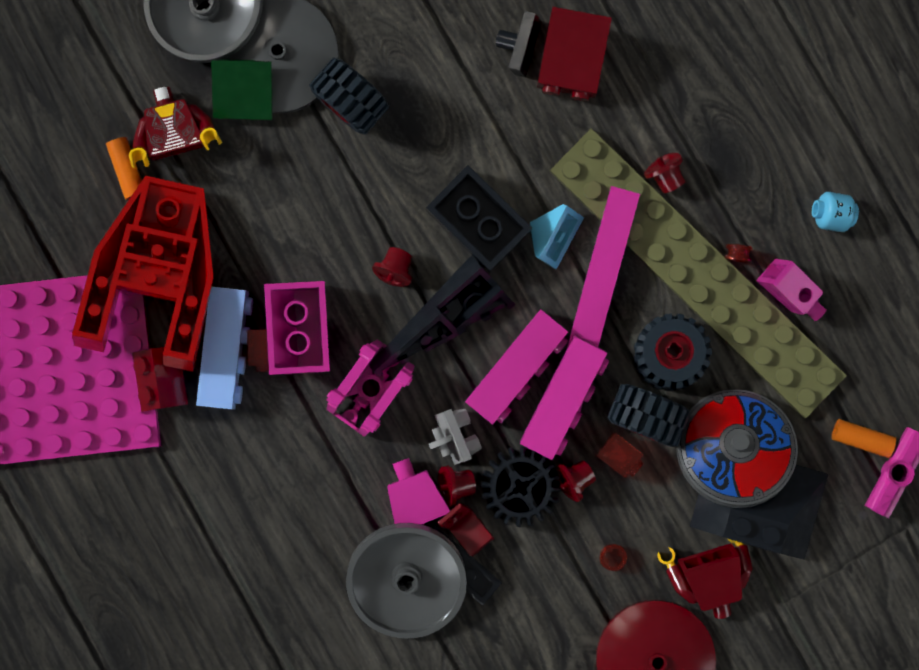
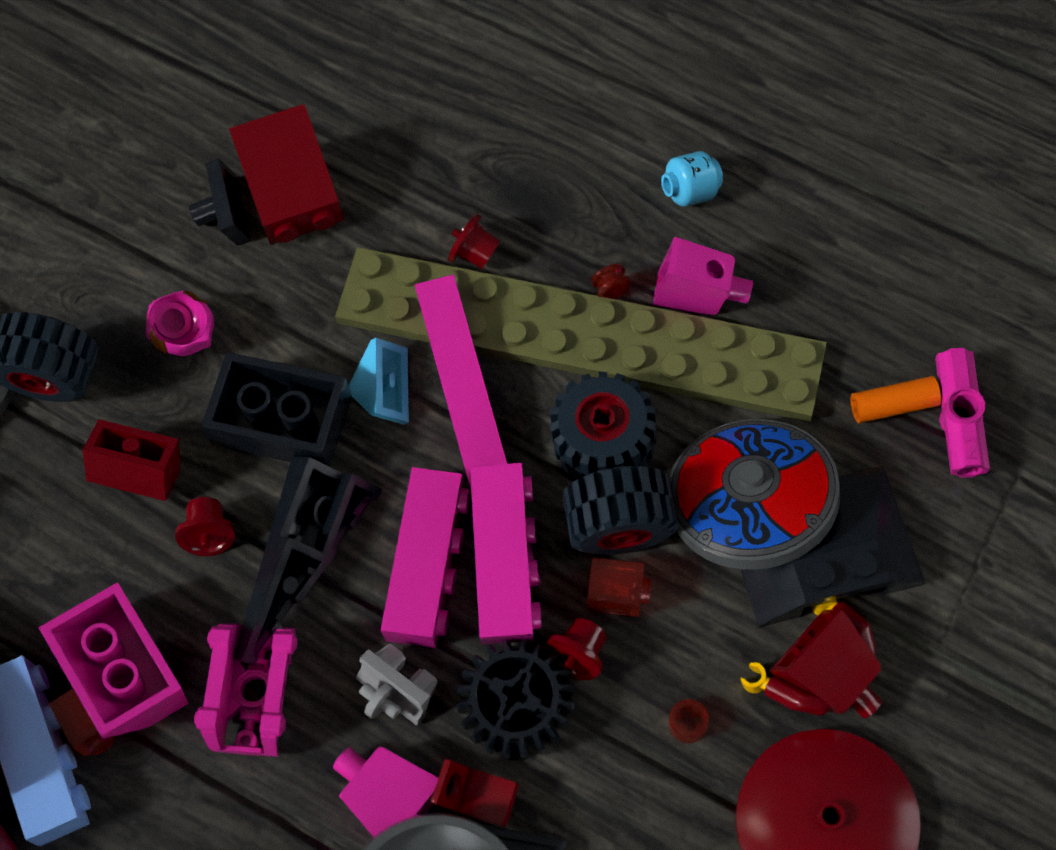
camera: 25 degrees left, 20 degrees down
(372, 198) = (132, 460): none -> dark red brick
(448, 118) = (179, 323): none -> dark pink hair
(455, 484) = (429, 744): dark red piece -> none

